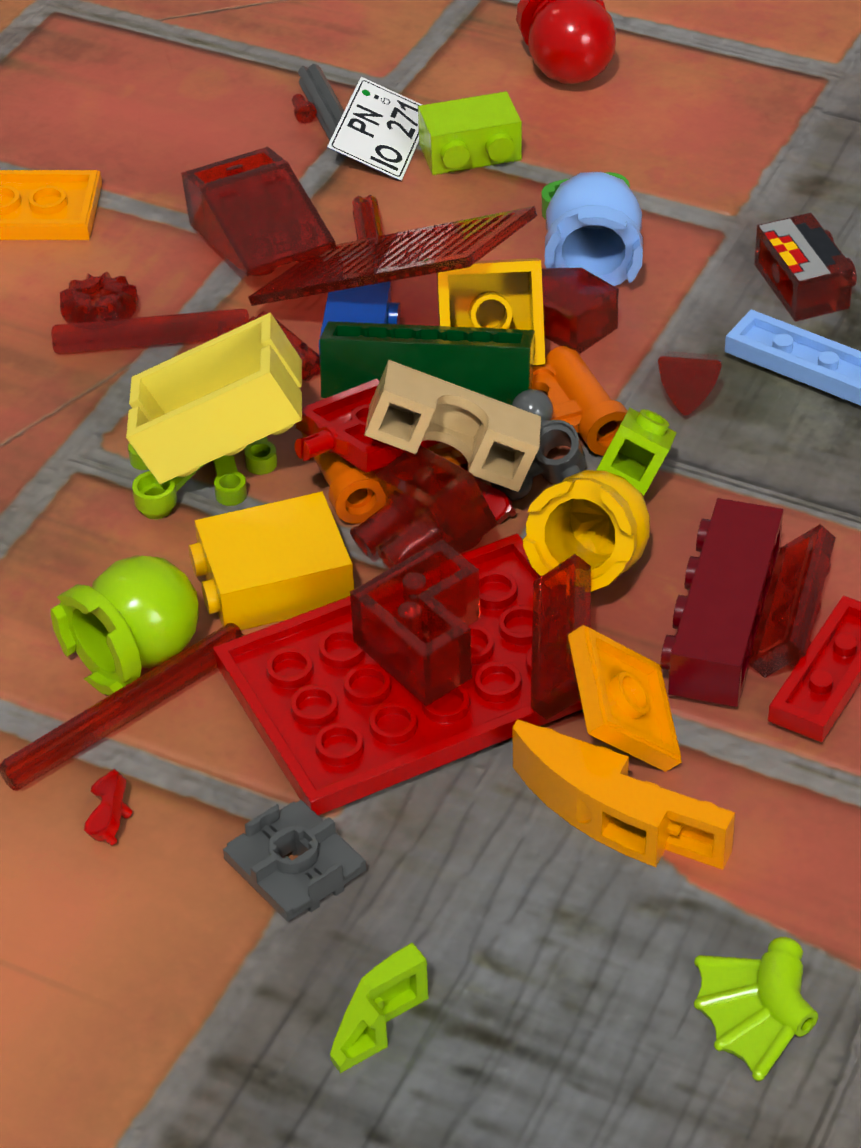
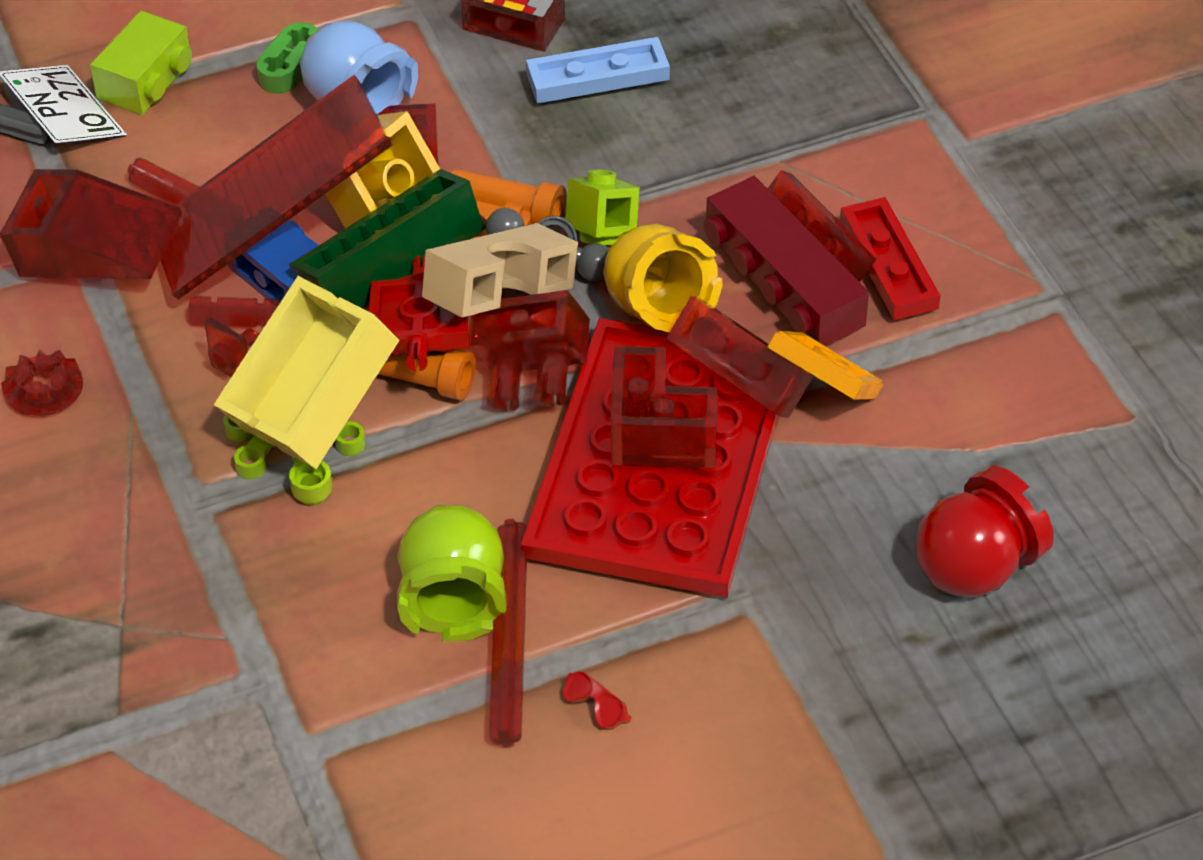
camera: 50 degrees left, 5 degrees up
(144, 331) = (118, 375): clear red axle -> none
(271, 561) = (469, 455): yellow brick -> none
(299, 884) = (739, 612): dark grey piece -> none
(380, 996) = (938, 676): lime slope -> none
(537, 931) = (981, 535): none -> red tile
(633, 816) = (875, 441): light orange slope -> none
(688, 378) = (550, 131): clear red tile -> none
(756, 1003) = (1111, 485): lime arm -> none

